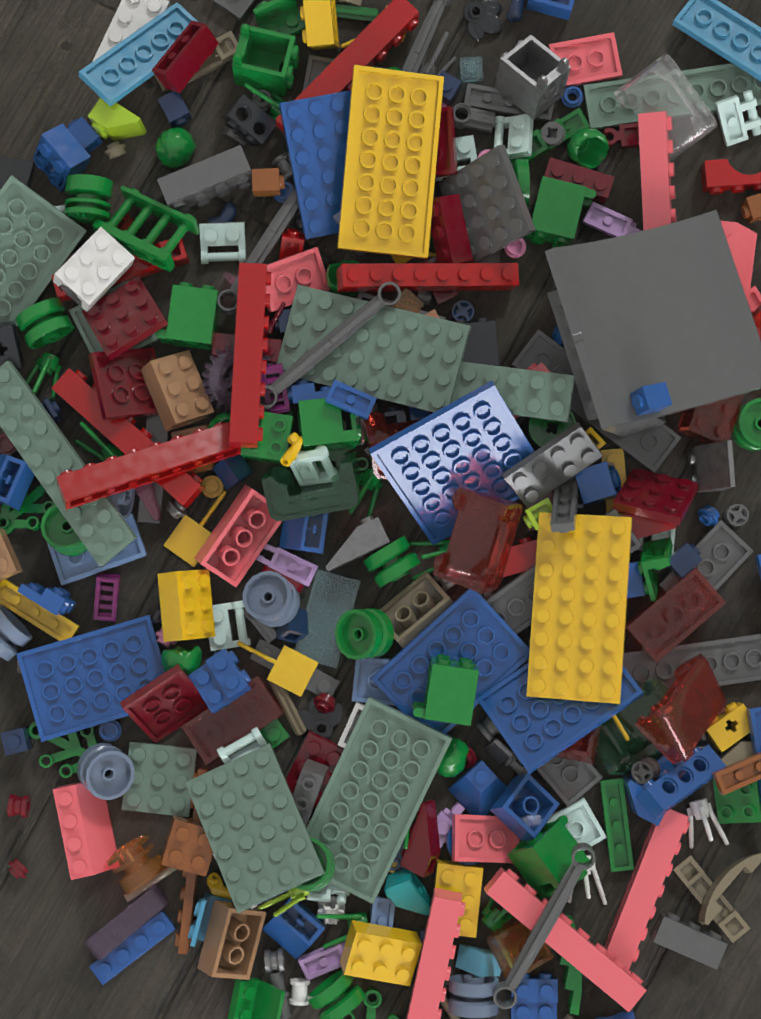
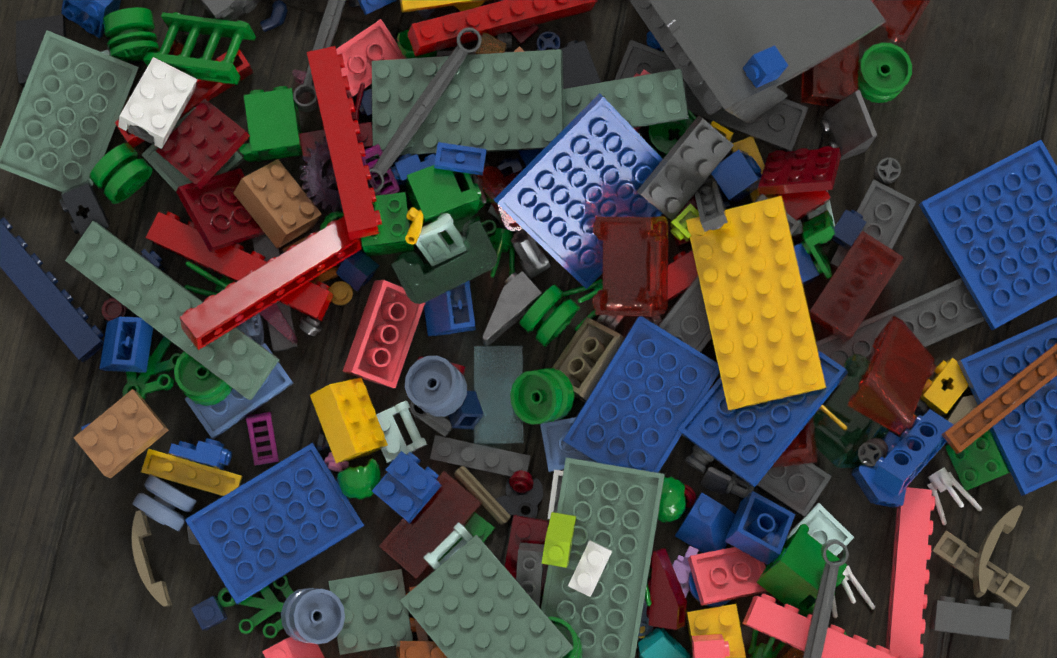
camera: 20 degrees left, 5 degrees down
(47, 365) = (134, 217): green plant -> none
(110, 731) = (305, 576): blue plate -> none
(165, 704) = (355, 527): dark red plate -> none
(190, 536) = (332, 350): yellow piece -> none
(222, 235) = (278, 35): light aqua plate -> none
(289, 565) = (452, 350): lavender hinge -> none
(290, 669) = (476, 456): yellow piece -> none
(291, 243) = (352, 23): red bracket -> none
(340, 770) = (559, 540): none -> lime slope
(361, 802) = (590, 568): none -> white plate
(391, 503) = (532, 258): none -> dark grey piece
(449, 691) = (647, 426): green container -> none
(616, 824) = (860, 521): green plate -> none
(708, 515) = (859, 179): blue plate -> none

